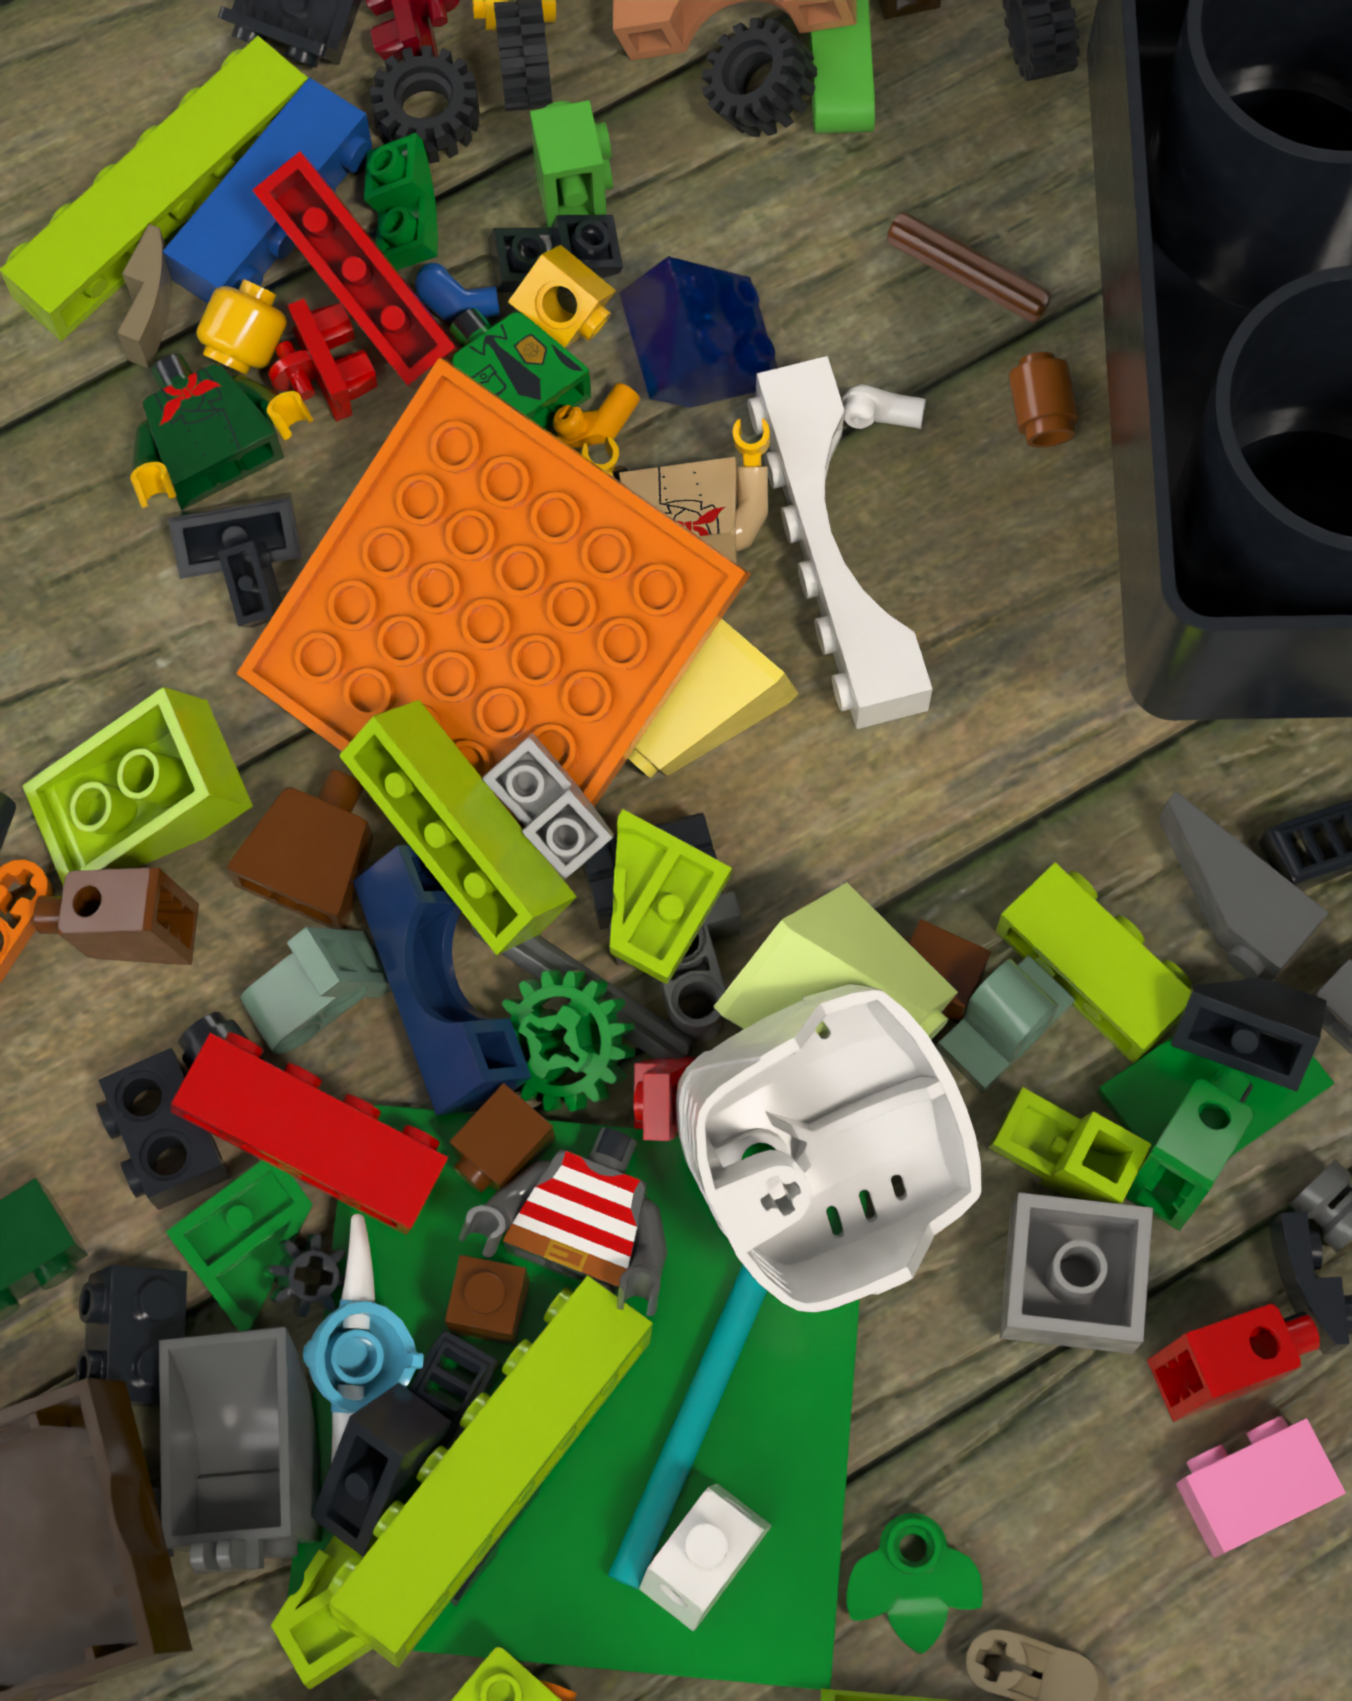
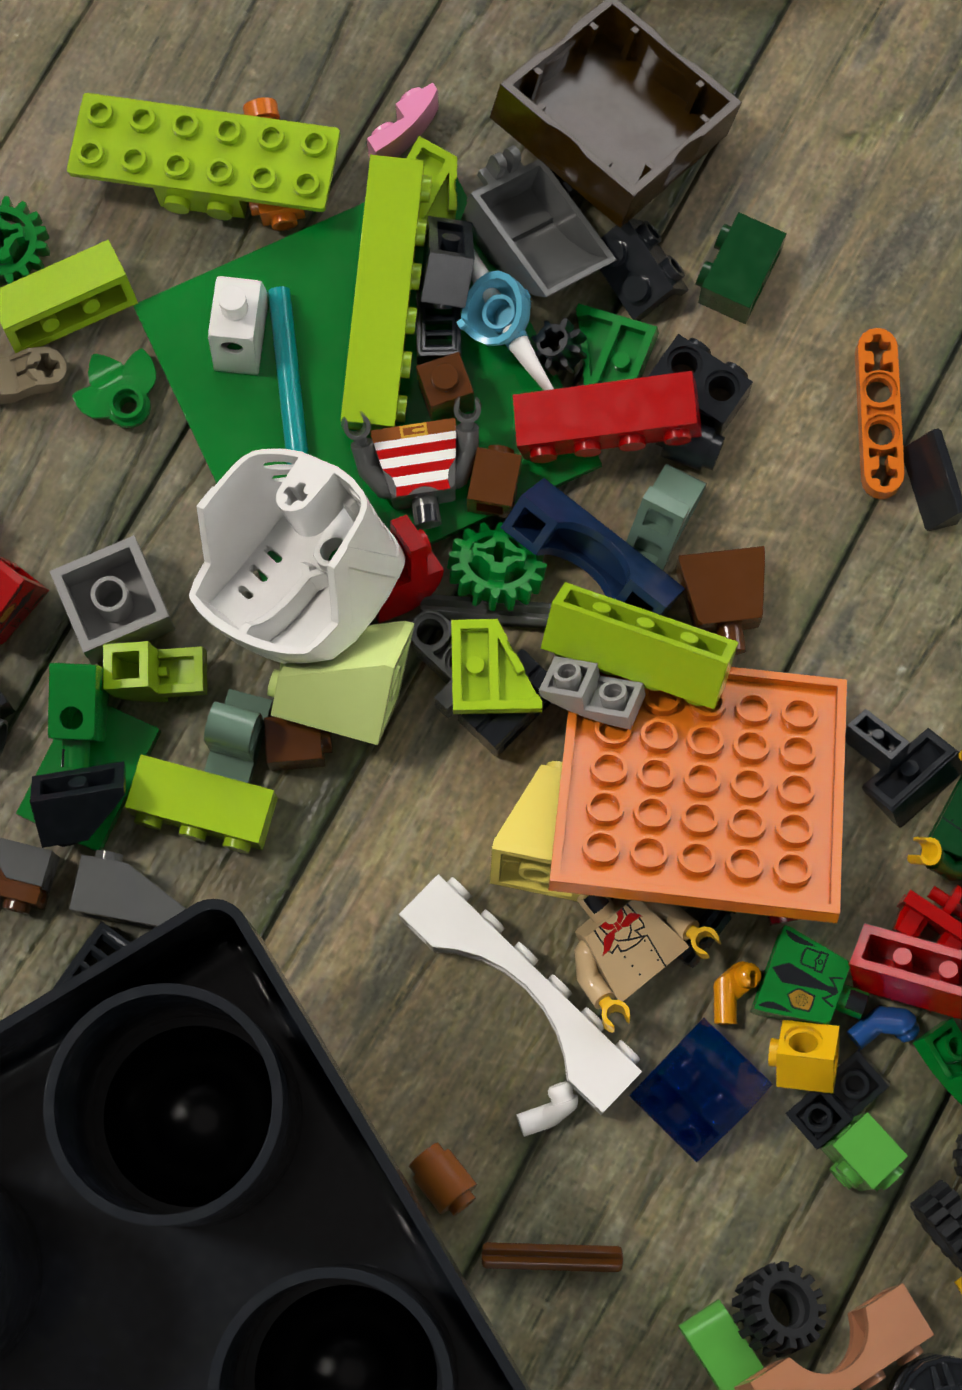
camera: 150 degrees right, 5 degrees up
(122, 916) = (807, 485): reddish brown torso -> none
(139, 787) = (854, 571): lime slope -> none

